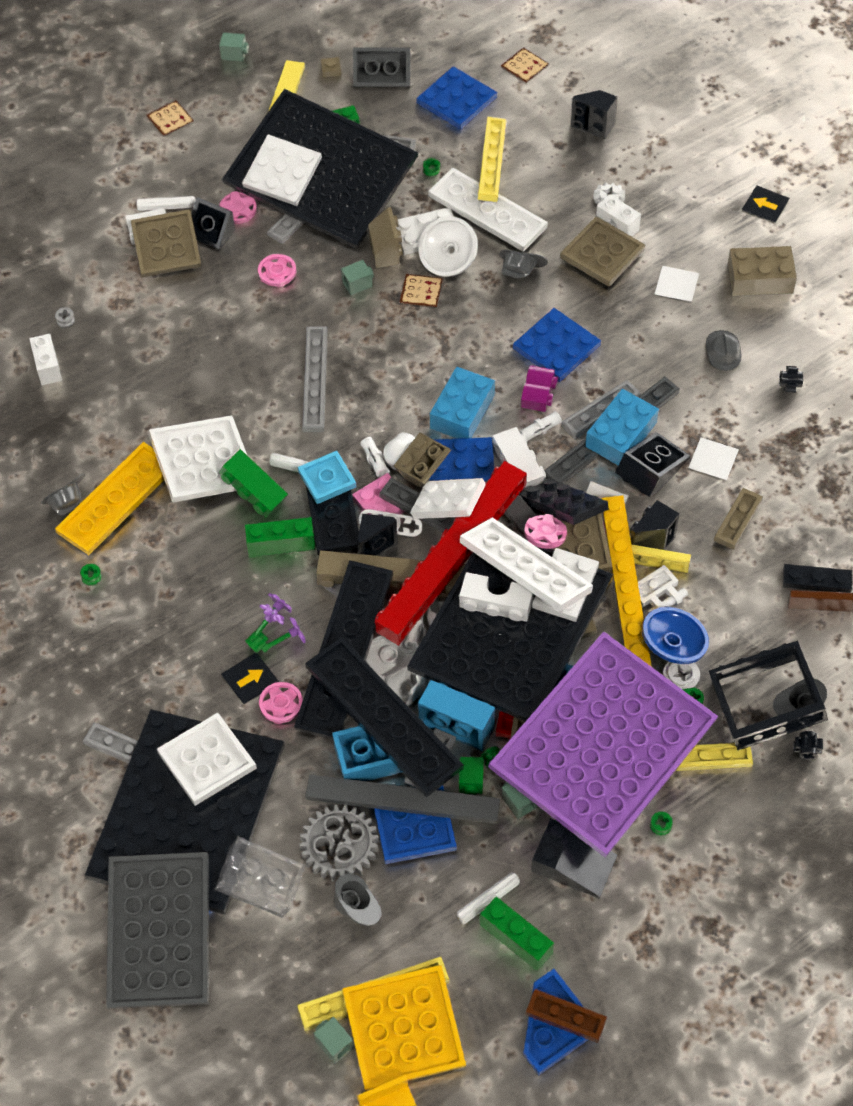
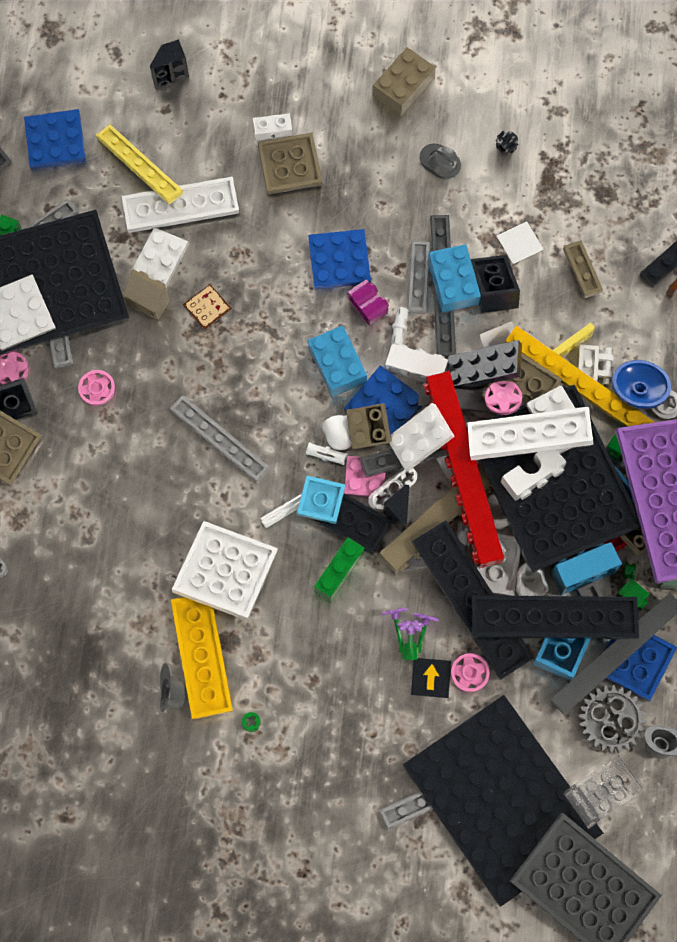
camera: 50 degrees left, 15 degrees up
(45, 359) = (28, 612): white brick -> none
(206, 758) = (482, 757): white plate -> none
(252, 483) = (281, 553): green brick -> none
(357, 277) = (159, 339): sand green brick -> none
(431, 162) = (104, 203): green bush -> none
(440, 238) = (198, 272): white dish -> none
(520, 264) = (253, 228): dark grey piece -> none
(524, 64) = (68, 69): tan sticker -> none
(602, 191) = (242, 124): white gear -> none
(656, 527) = (552, 325): black slope -> none
(676, 283) = (358, 141): white sticker -> none
(765, 203) = (345, 28): black sticker -> none

